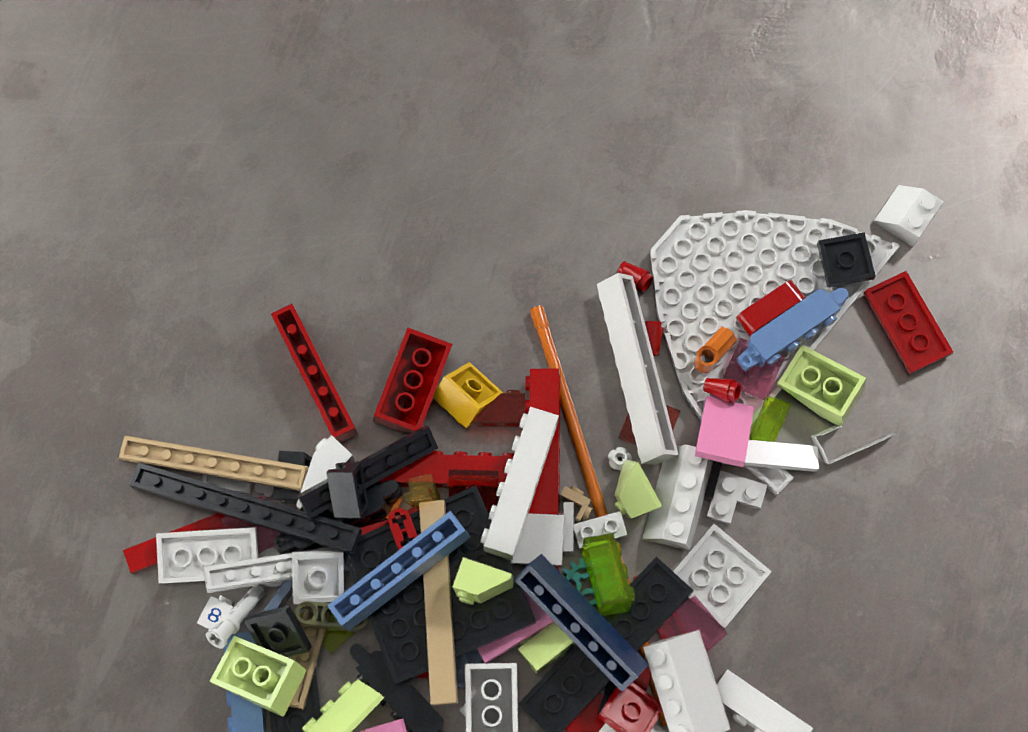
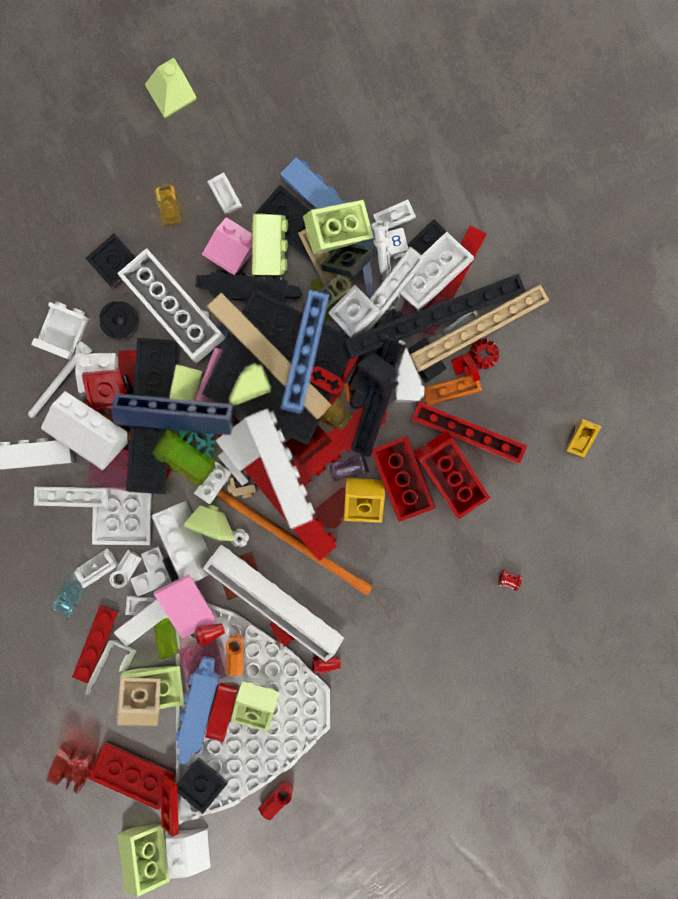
camera: 140 degrees right, 15 degrees up
(182, 595) = (427, 237): none -> black plate
(192, 645) = (396, 214): none -> white plate
(213, 281) = (583, 437): none -> yellow slope
(243, 437) = (491, 348): none -> red gear
(256, 437) = (467, 365): none -> red bracket
(290, 429) = (450, 390): none -> orange tile
(363, 345) = (452, 475): none -> red brick
(397, 212) = (509, 580): none -> red bush
(451, 433) = (352, 467): none -> clear purple piece
(732, 287) = (255, 706): none -> yellowish green slope
(755, 520) = (126, 568): none -> white piece
(755, 637) = (70, 496): none -> white tile
(786, 192) = (276, 801): none -> red piece
(786, 545) = (96, 568): none -> white hinge
(842, 377) = (139, 702): none -> tan slope
(842, 536) = (67, 602): none -> clear light blue piece
(847, 474) = (95, 643): none -> red plate
(891, 265) = (169, 806): none -> red tile
(957, 240) = (143, 859): none -> yellowish green slope
(961, 373) = (70, 767): none -> clear red wheel

